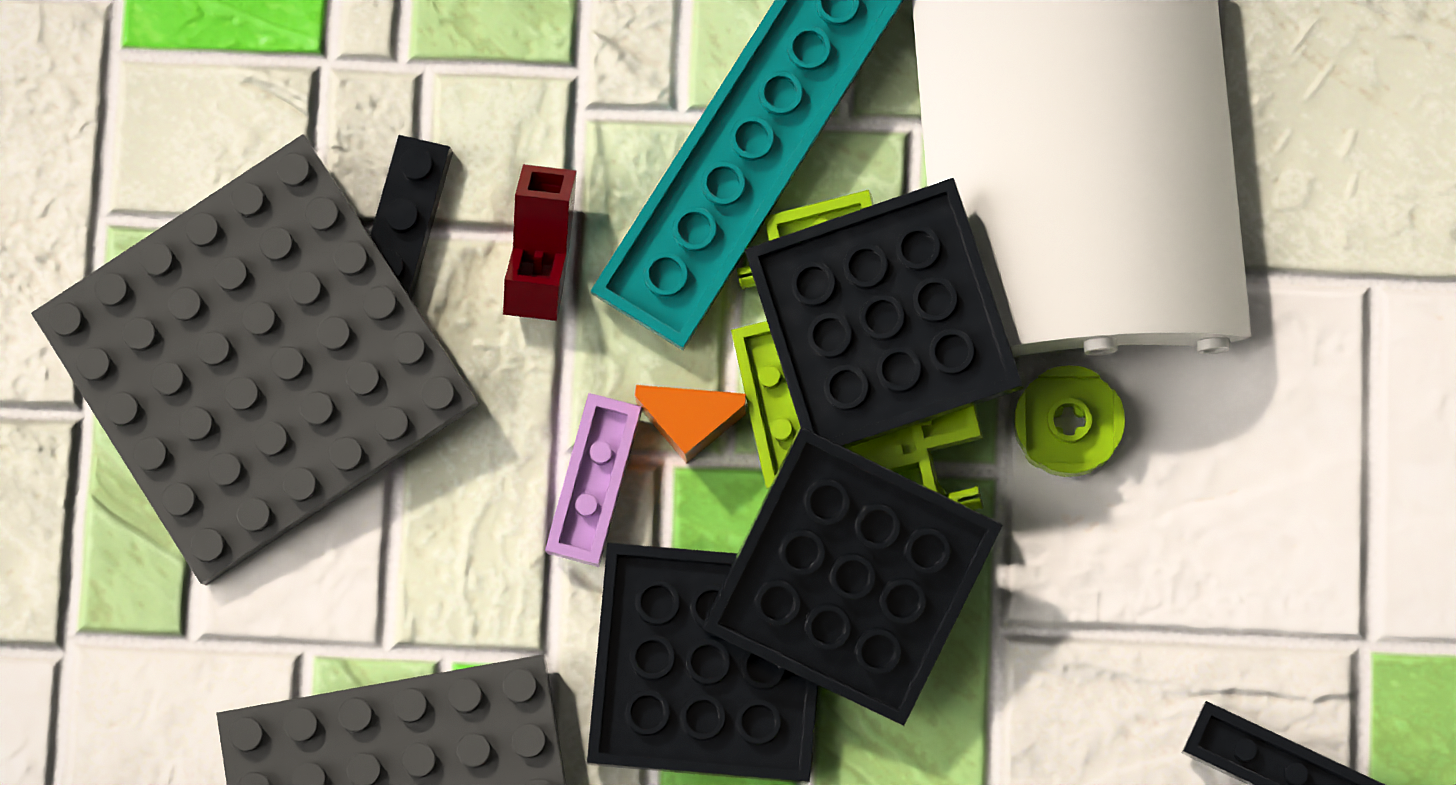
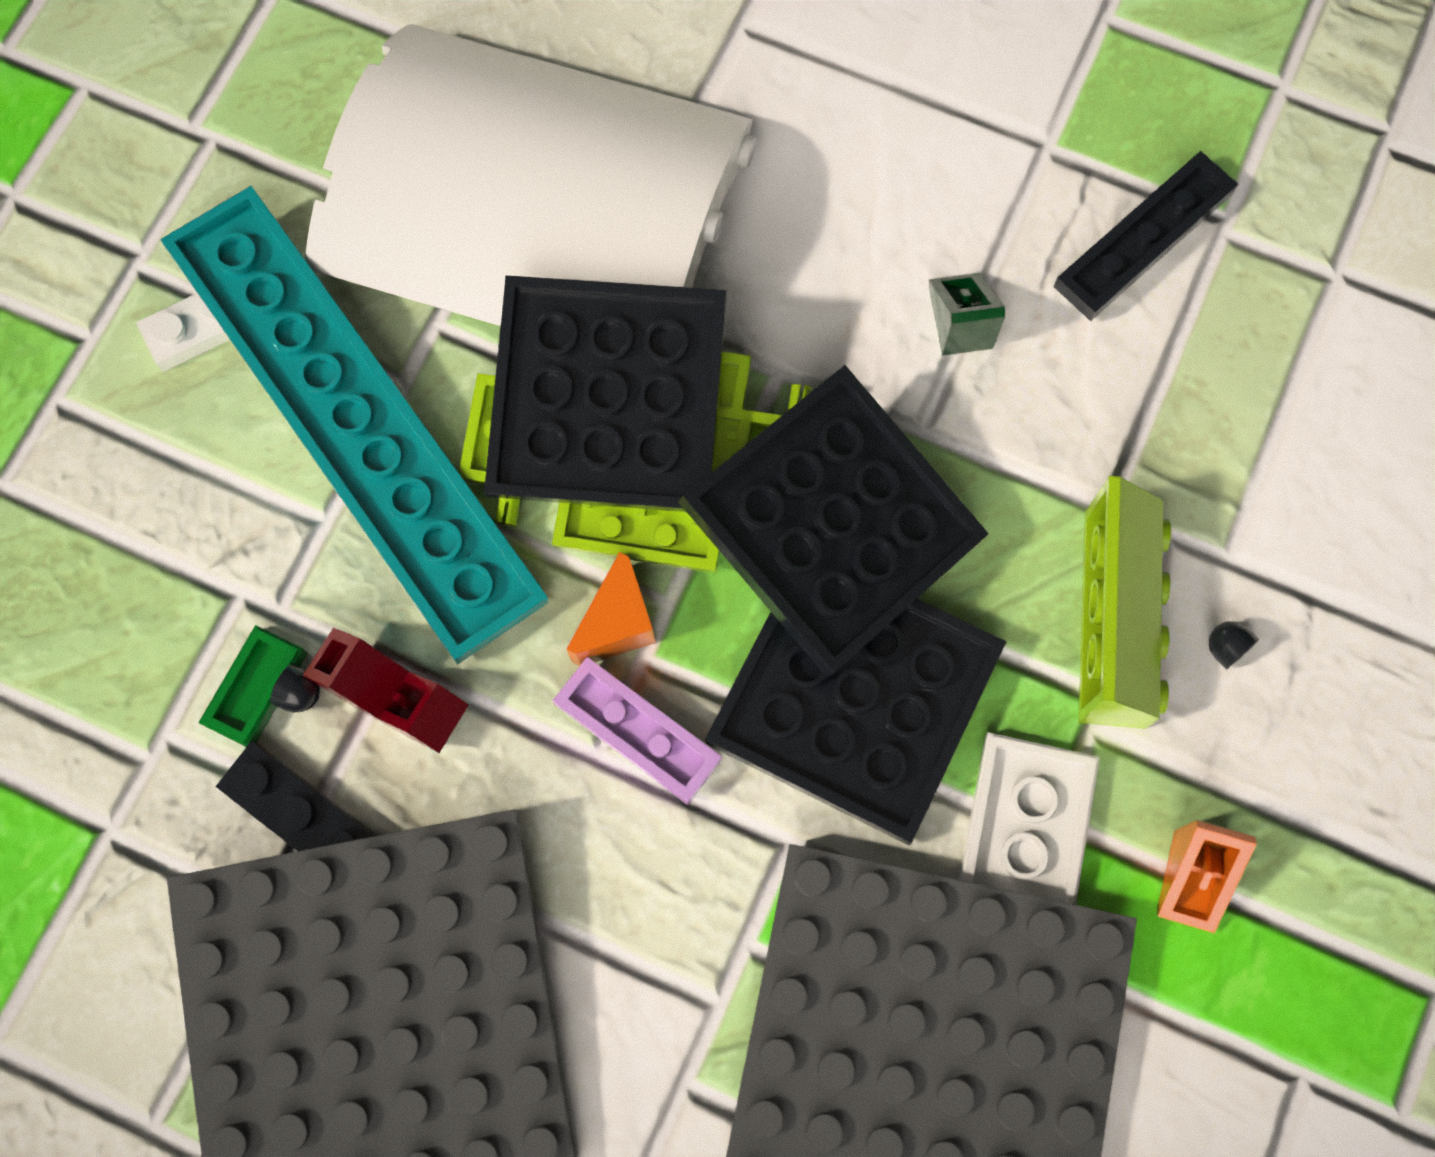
camera: 70 degrees left, 5 degrees down
(499, 124) = (243, 698): none -> green tile
(507, 161) = (294, 691): none -> black hinge
(1091, 399) = (789, 286): lime plate -> none
(1136, 622) = (965, 313): none -> dark green slope

